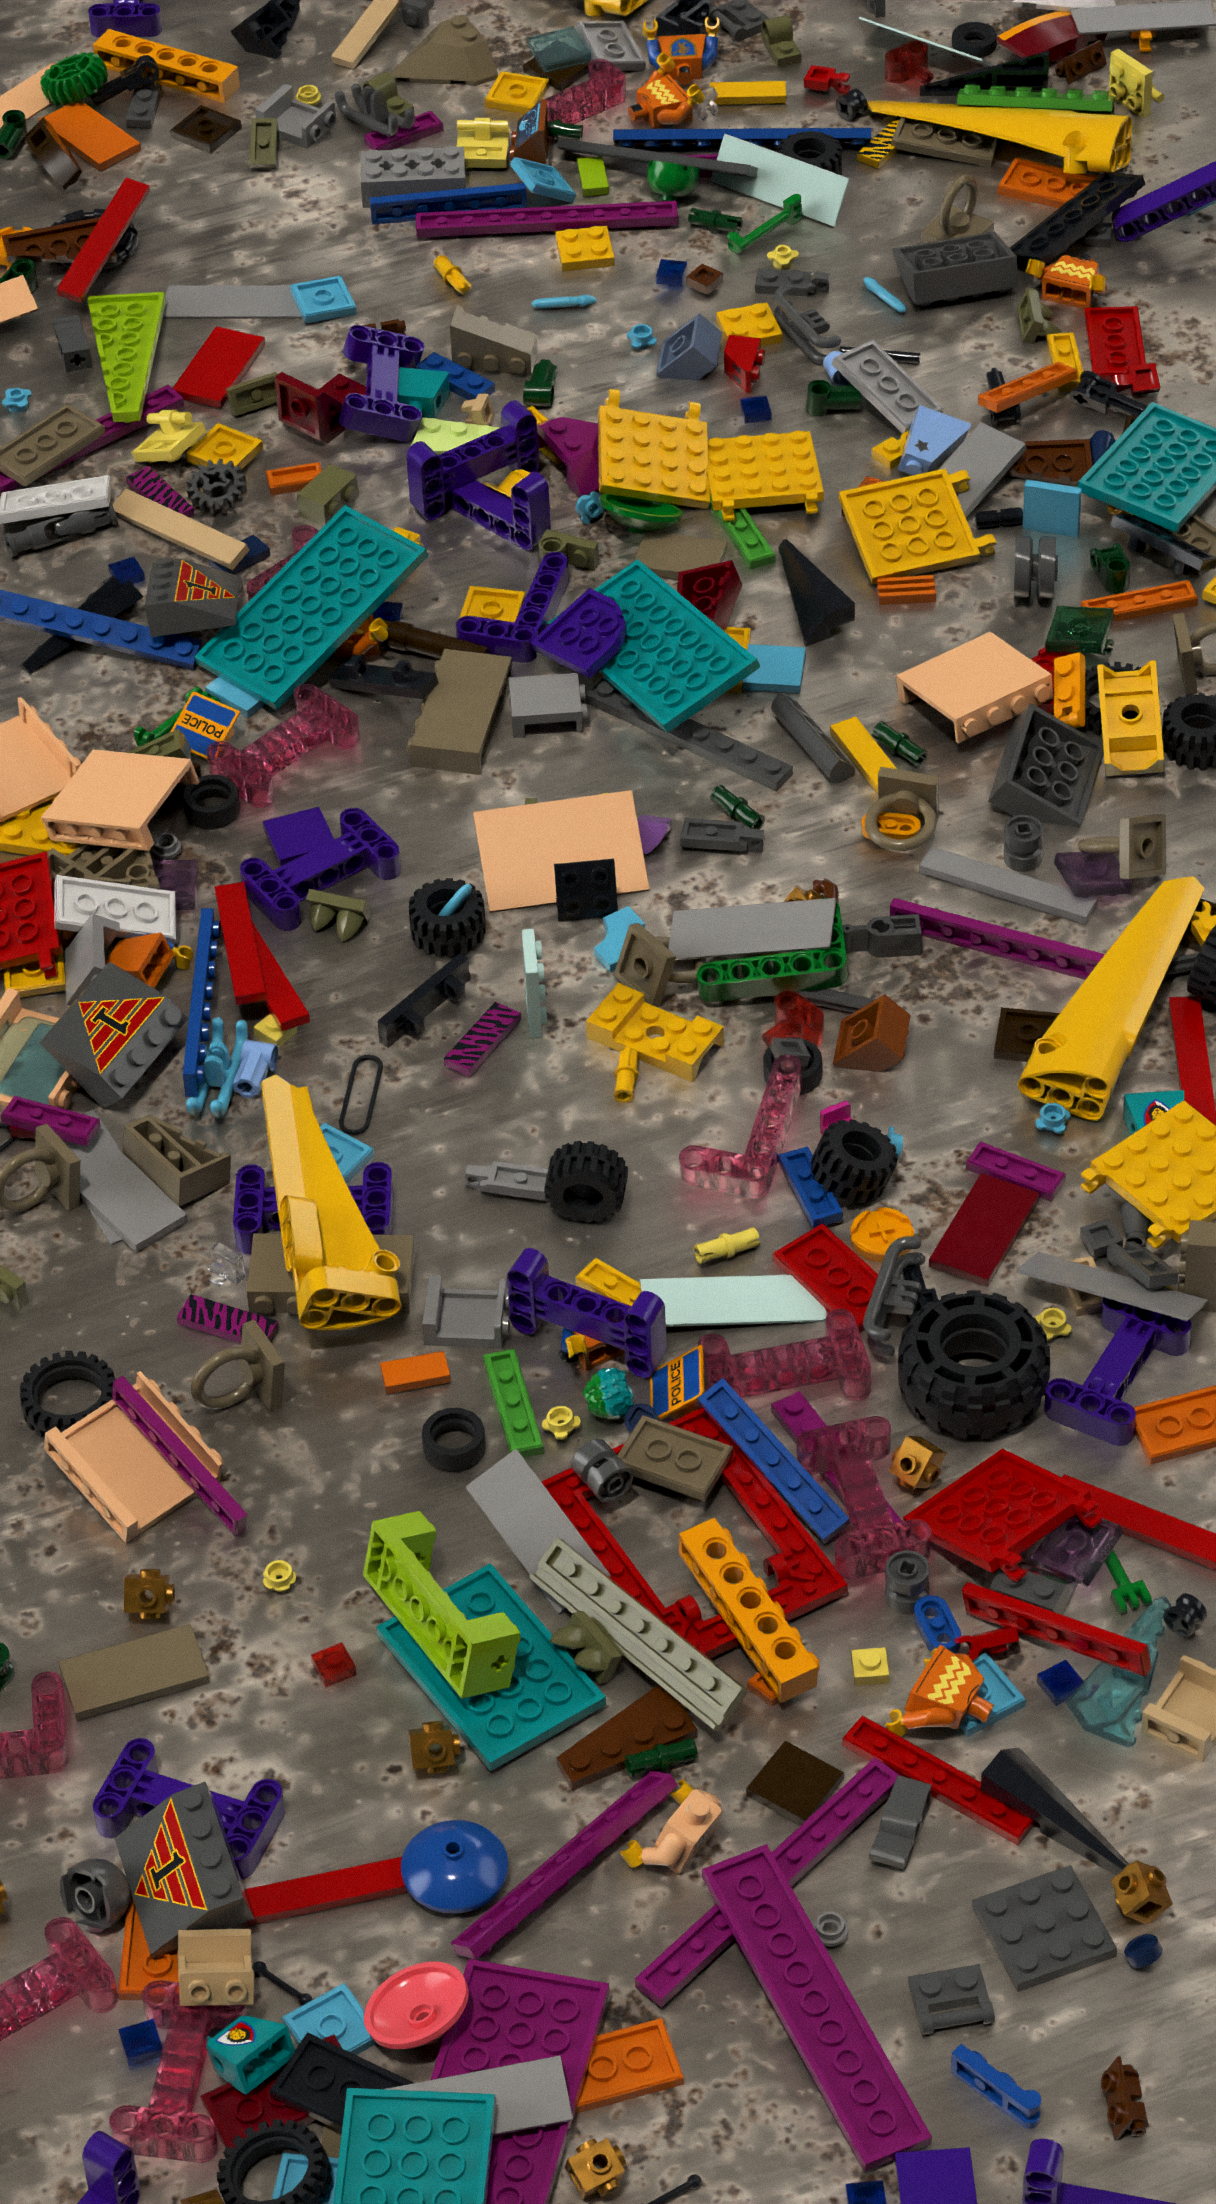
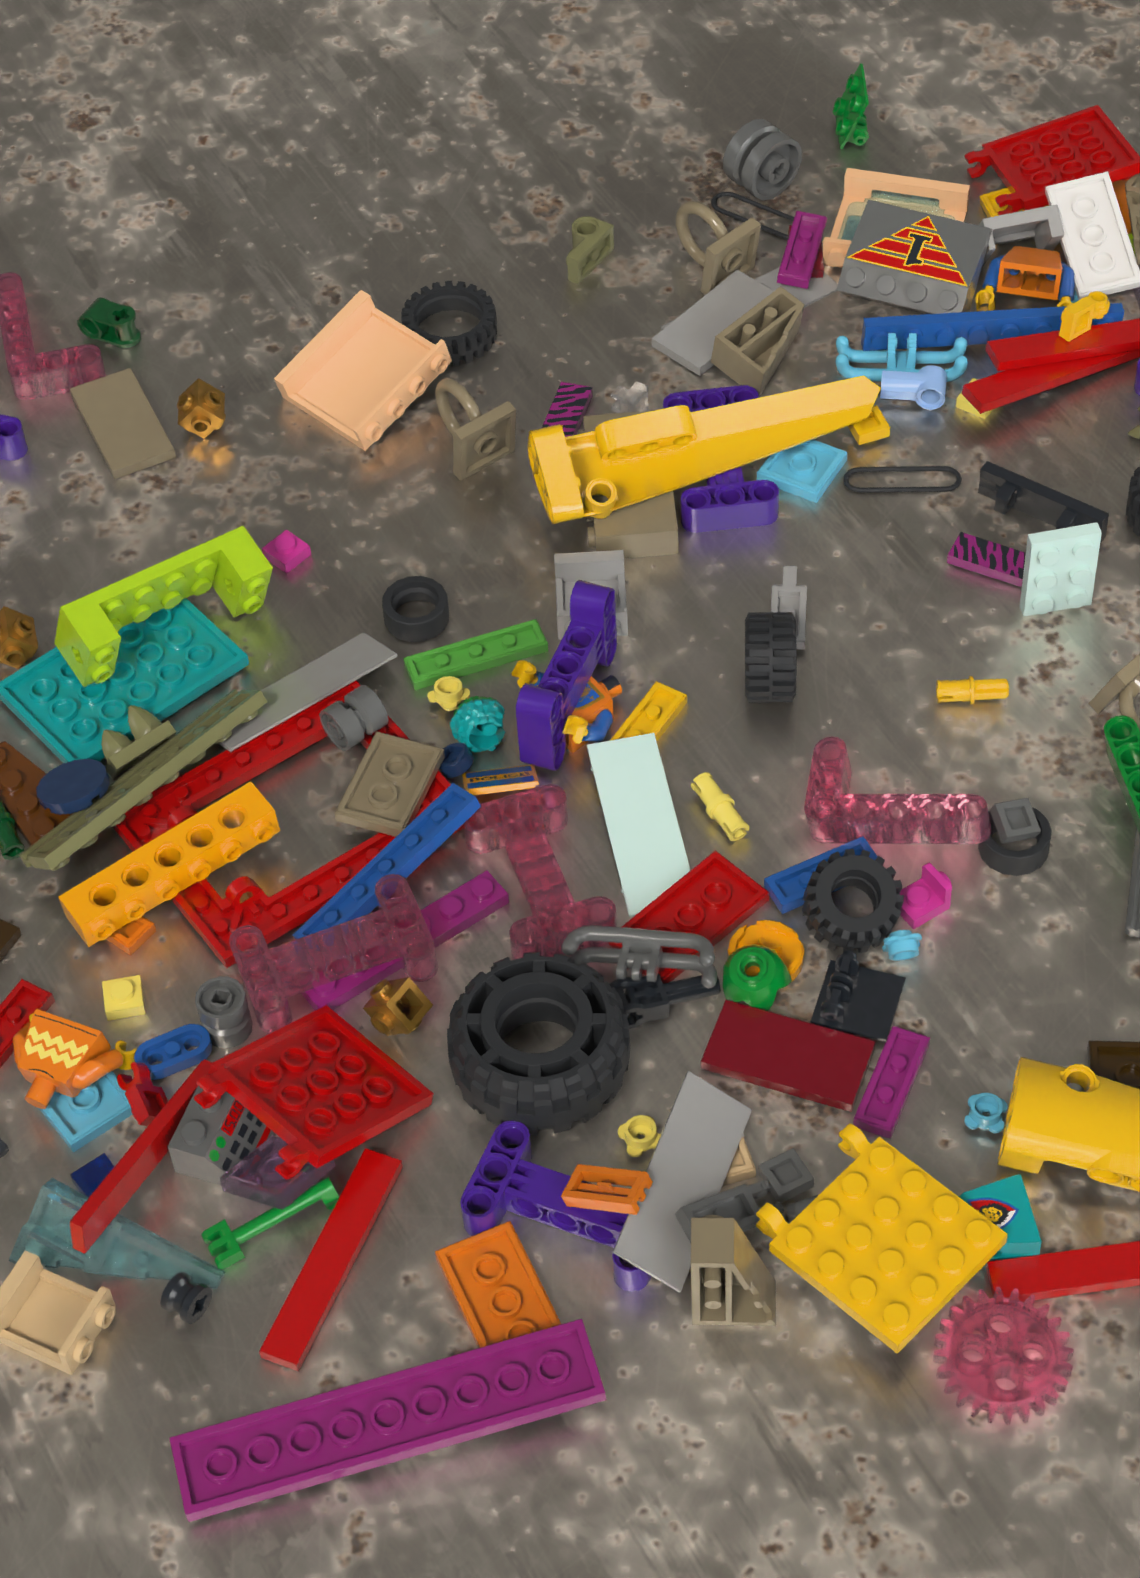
camera: 85 degrees right, 5 degrees up
(179, 1456) = (359, 398): magenta tile -> none
(224, 927) = (1078, 316): none -> yellow plate
(276, 1570) = (235, 503): light yellow plate -> none
(333, 1664) = (129, 559): clear red plate -> none
(348, 1540) = (286, 551): none -> dark pink plate
(415, 1372) = (510, 571): orange tile -> none
(628, 1020) = (1049, 679): yellow piece -> none
(638, 1687) = (73, 786): none -> dark blue tile
(796, 1018) = (1088, 835): clear red beam -> none
(872, 1037) = (1078, 914): dark orange slope -> none
(904, 1225) = (756, 990): none -> green piece
(936, 1181) = (857, 998): none -> black hinge
(1116, 1347) = (604, 1195): none -> orange tile

